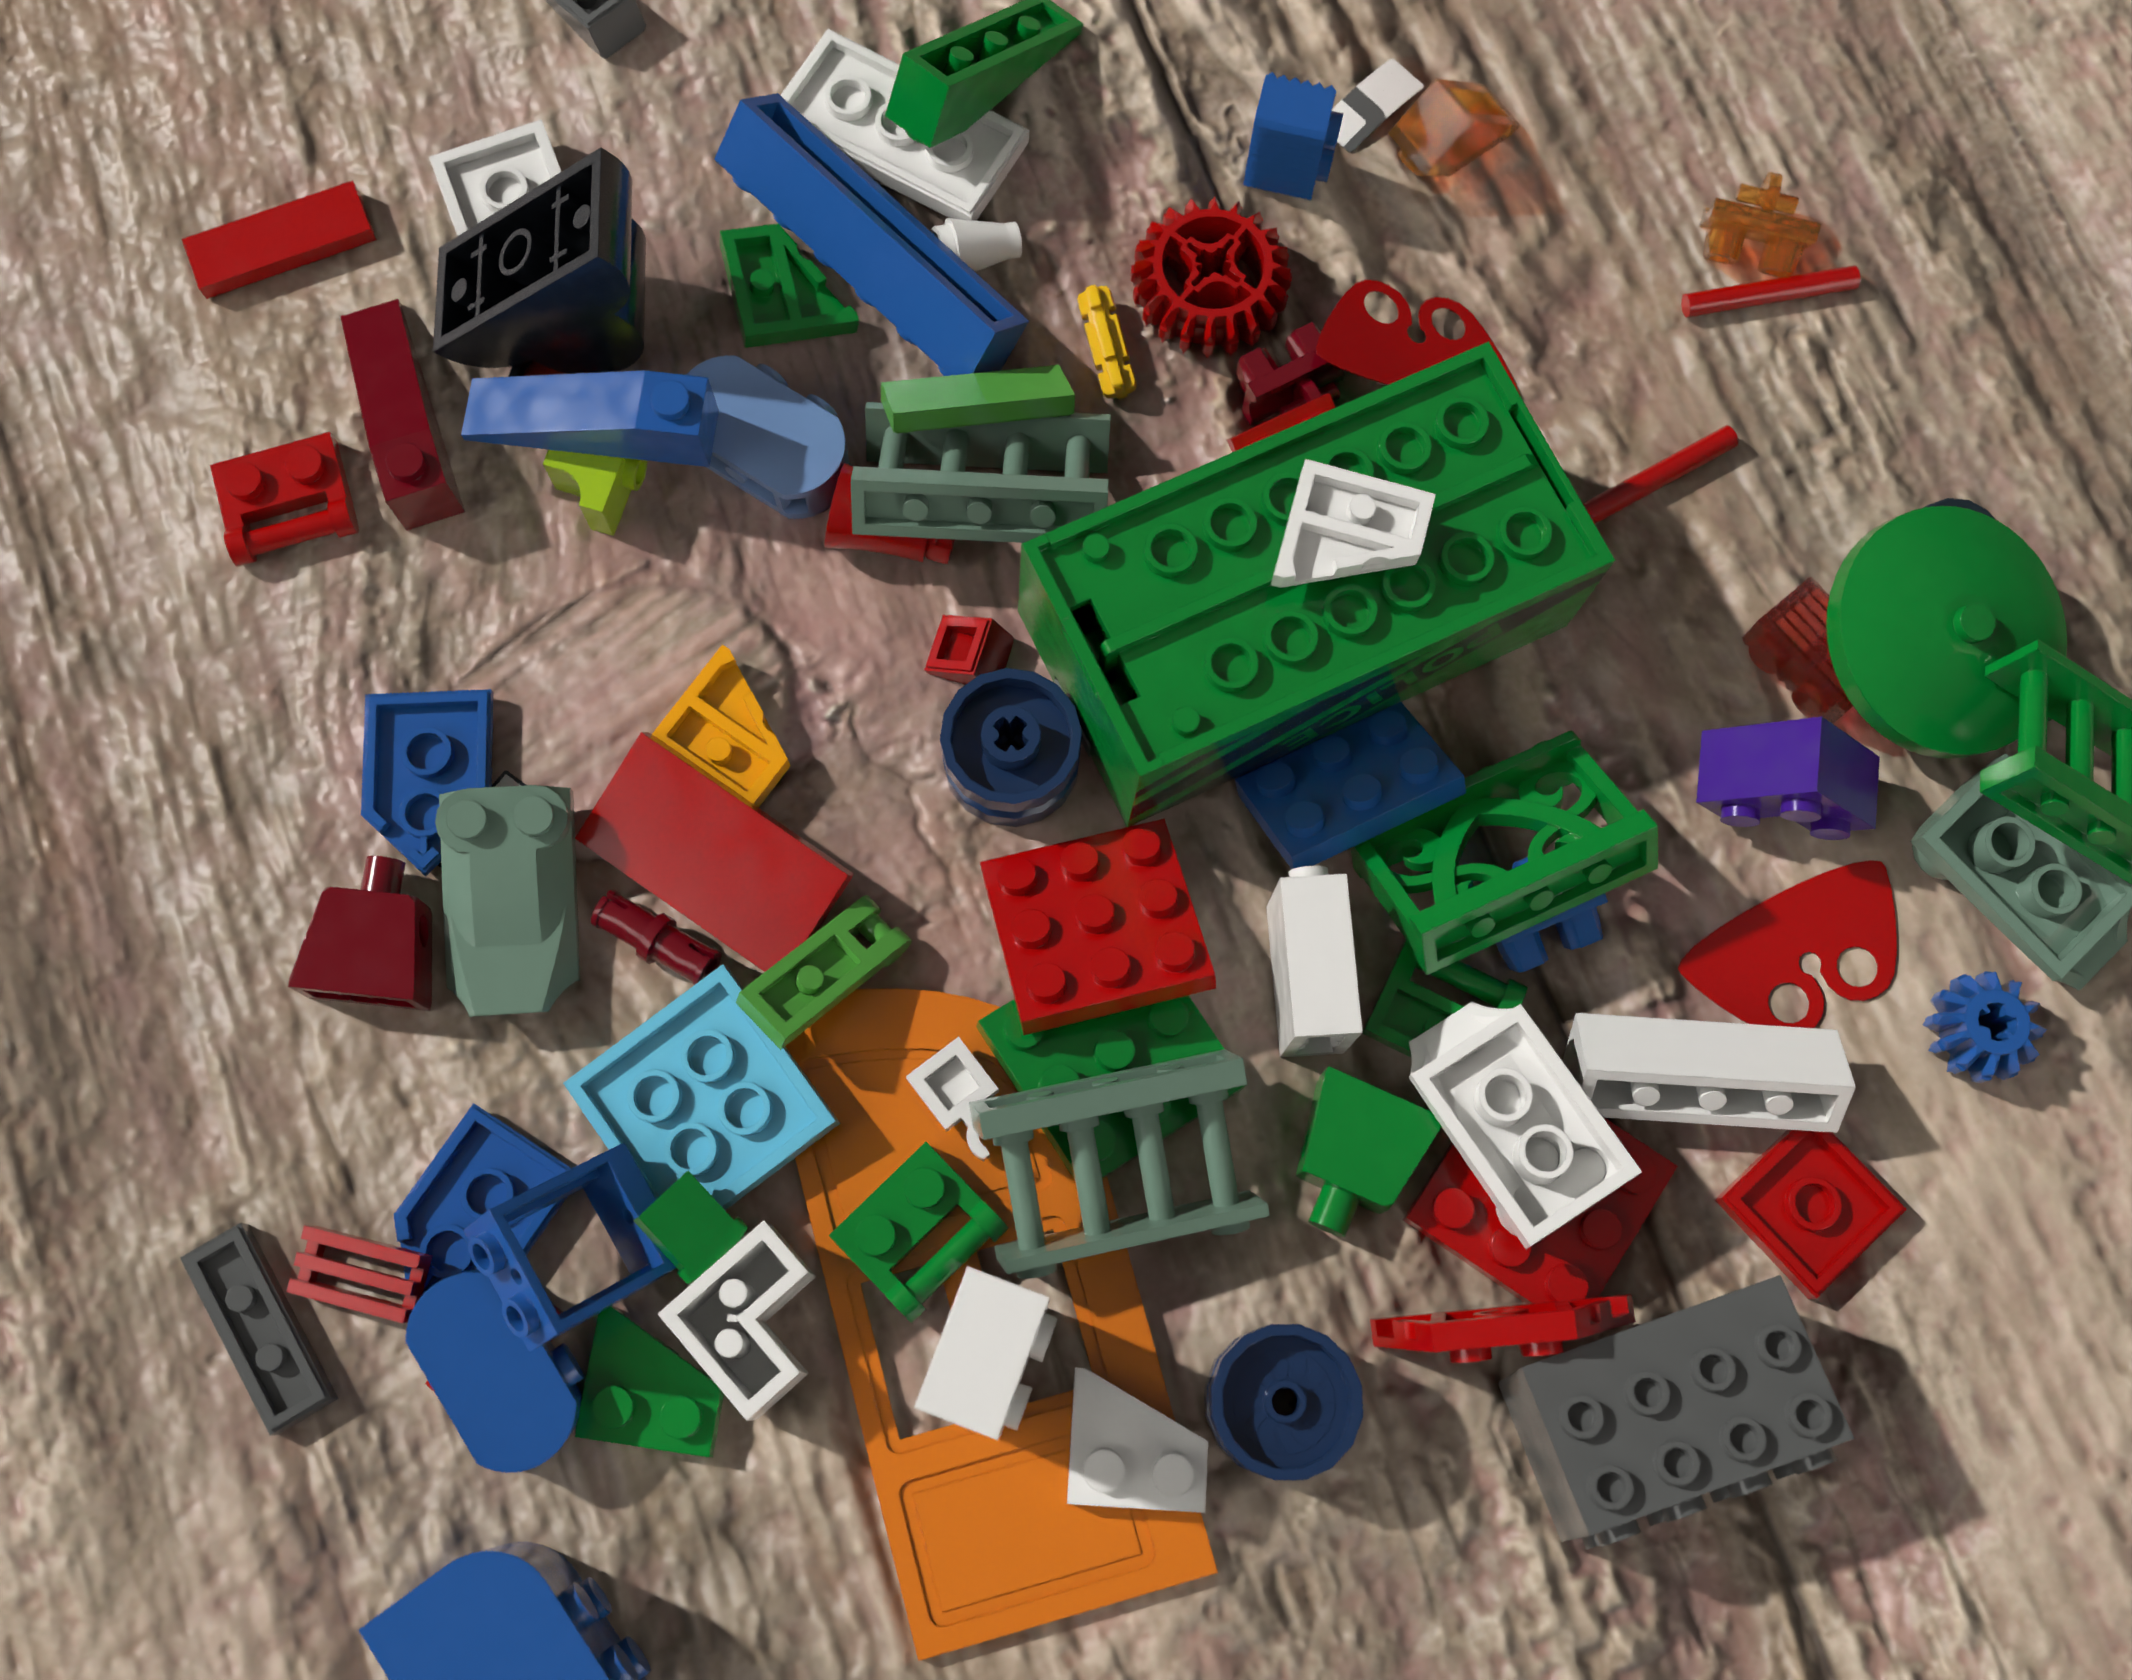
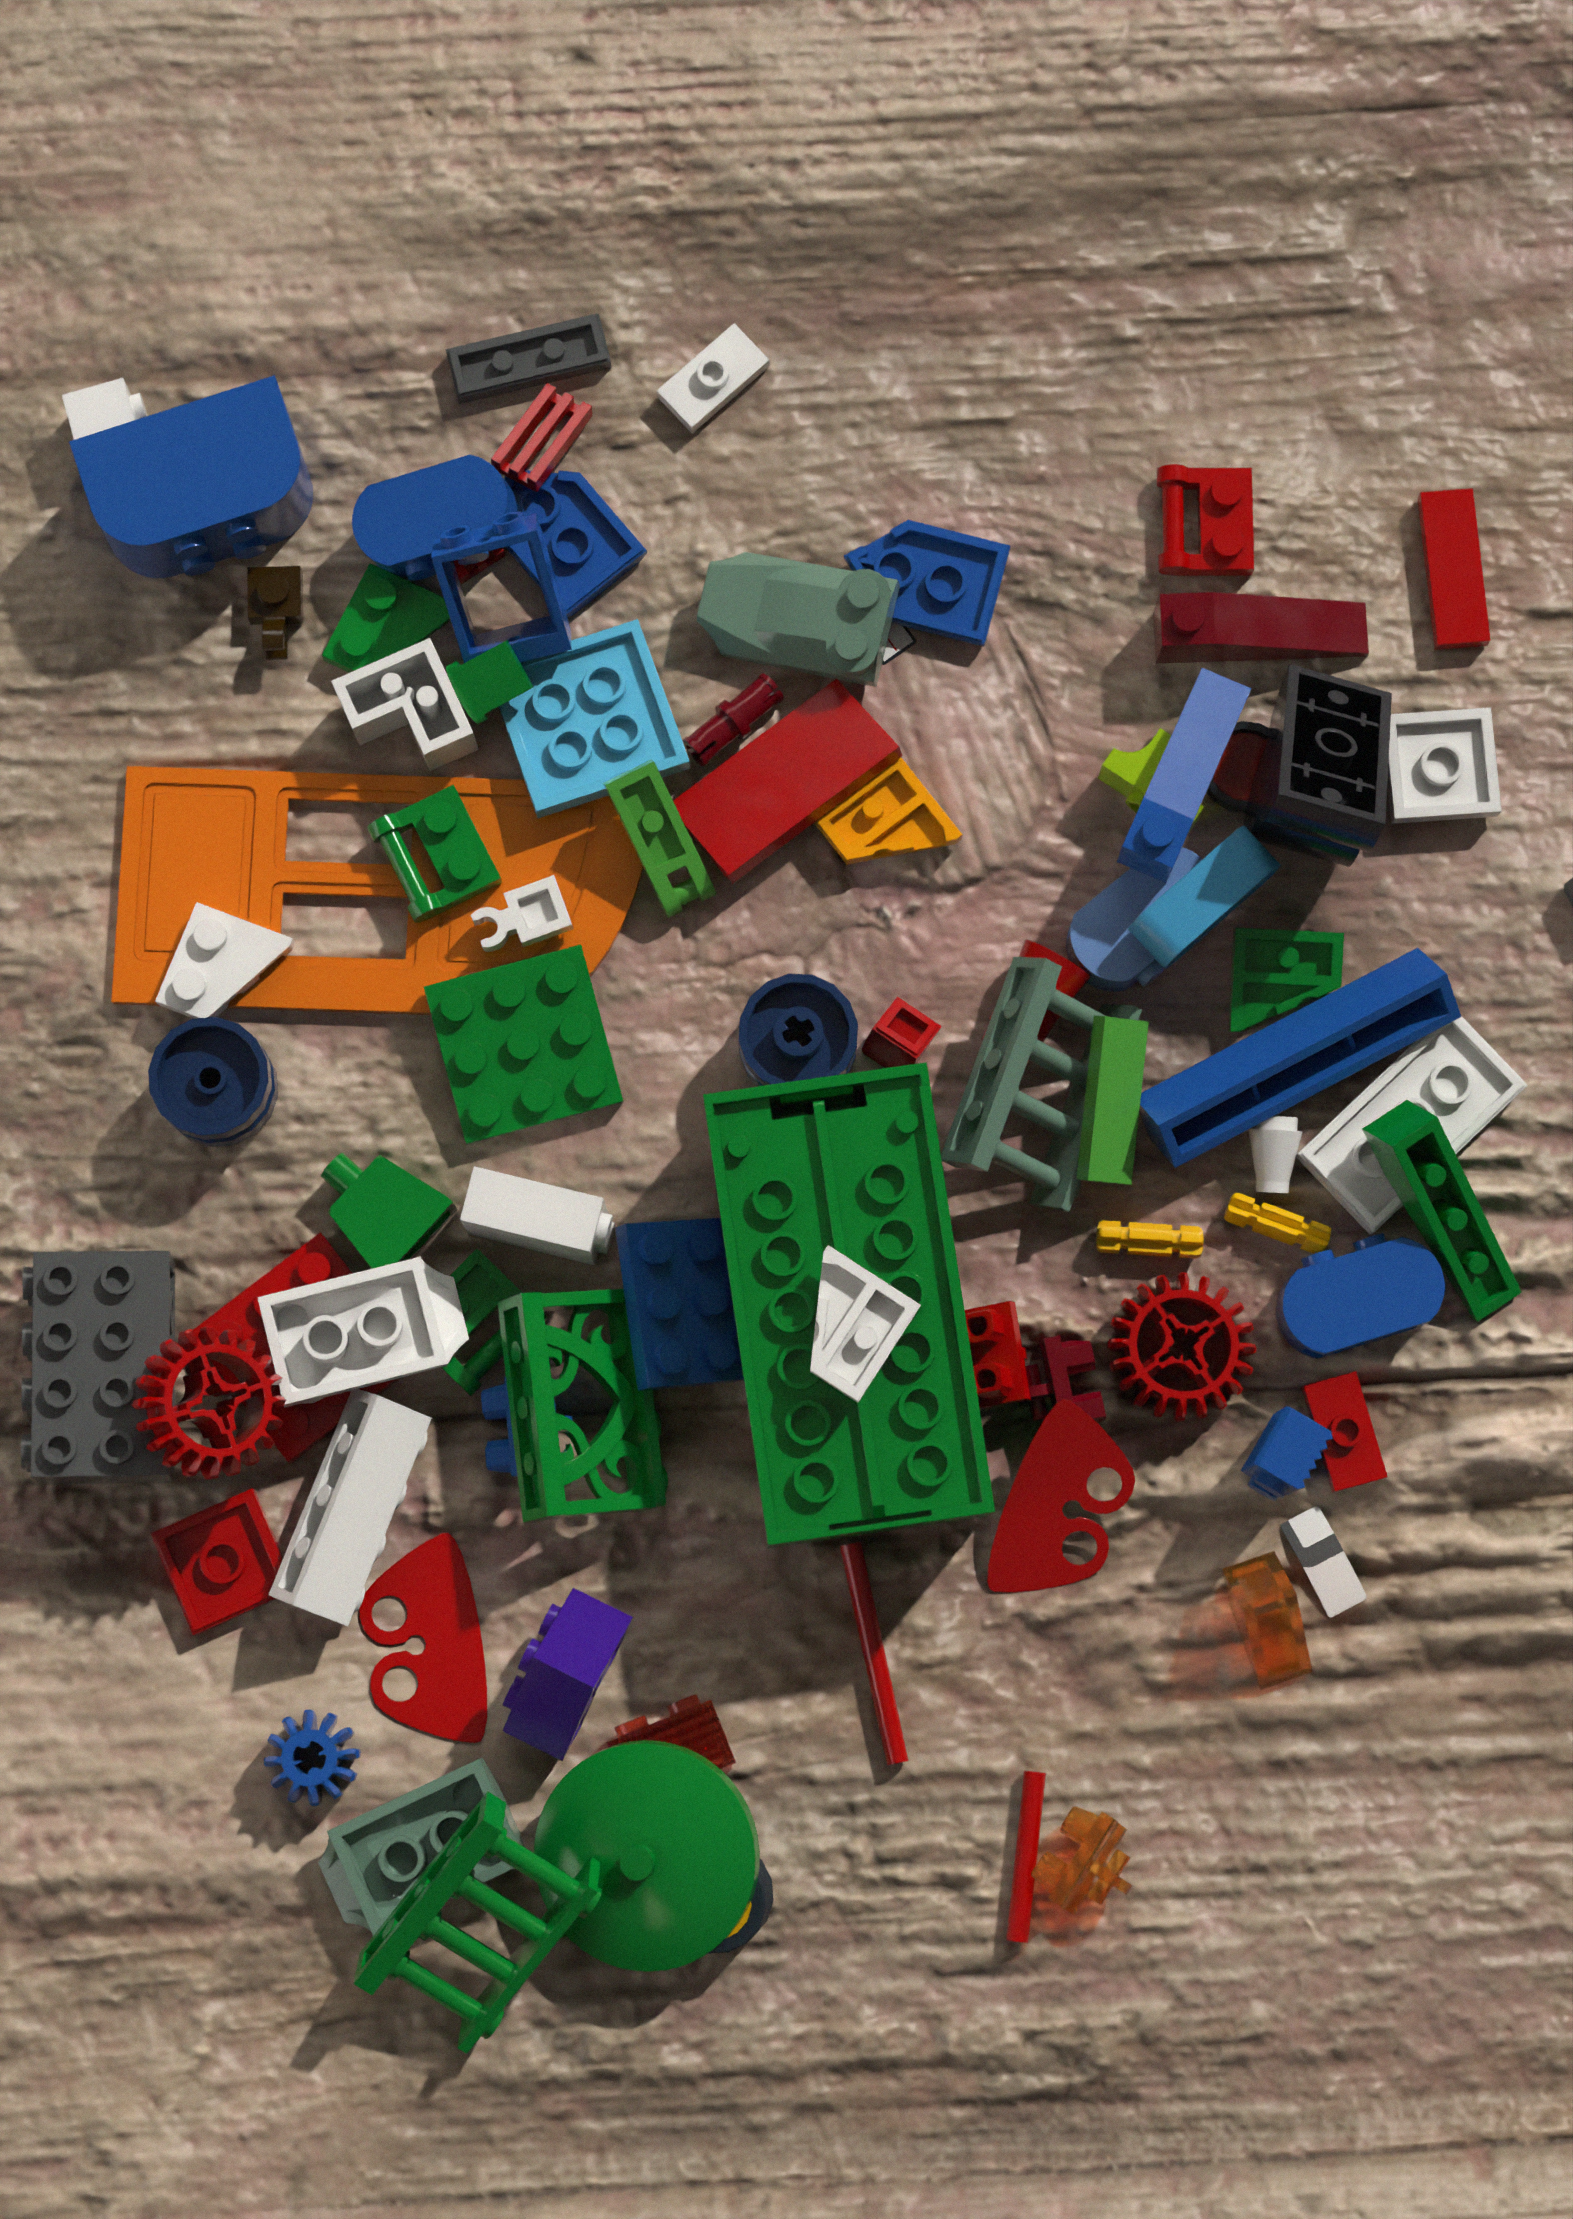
camera: 110 degrees right, 5 degrees up
(235, 1094) = (713, 378): none -> white plate
(368, 943) = (796, 502): dark red torso -> none
(655, 1541) = (275, 602): none -> dark brown plate
(736, 357) = (1204, 897): none -> dark azure beam
(985, 1354) = (315, 861): white brick -> none
(1048, 226) = (1277, 1223): none -> yellow axle
(1076, 1109) = (476, 1043): sand green fence -> none
(1096, 926) = (628, 1060): red plate -> none
(1100, 126) = (1359, 1295): none -> blue brick
(1225, 117) = (1353, 1452): none -> red plate
(1533, 1326) = (209, 1253): red wing -> none
(1694, 1287) = (204, 1381): none -> red gear

